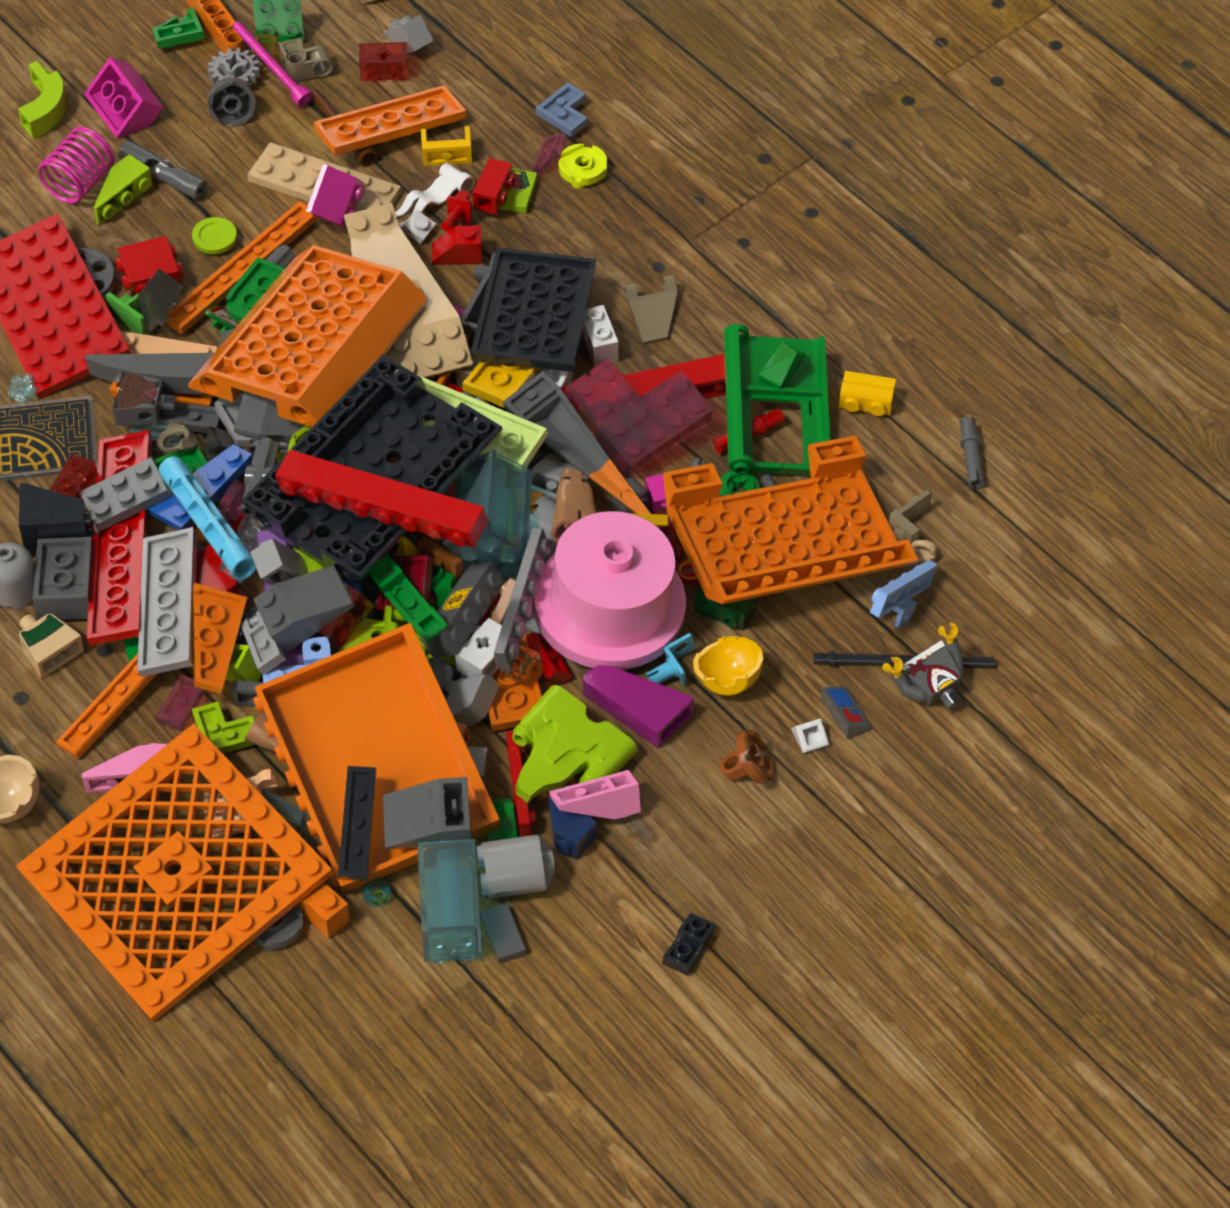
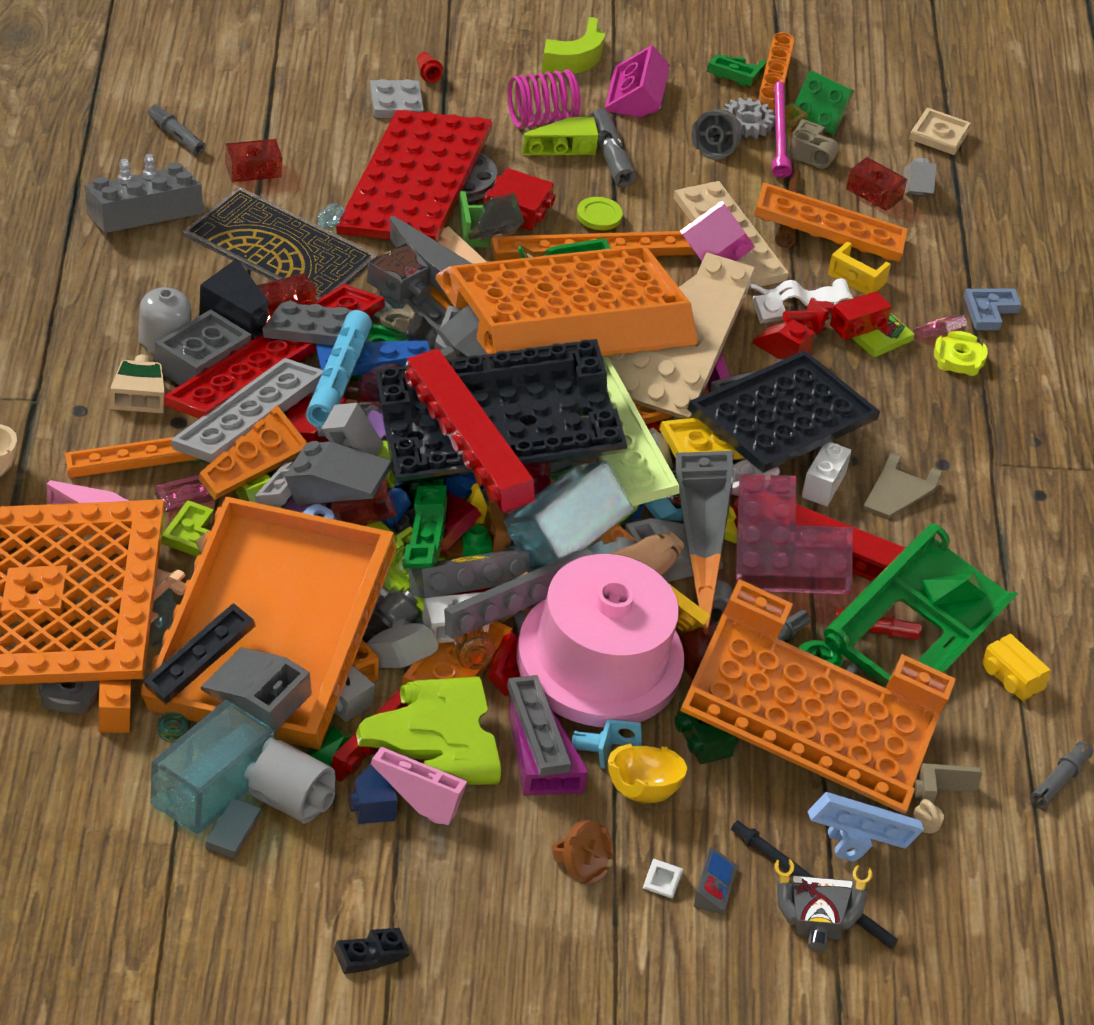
camera: 35 degrees right, 10 degrees down
(631, 689) = (538, 725): none -> dark grey plate

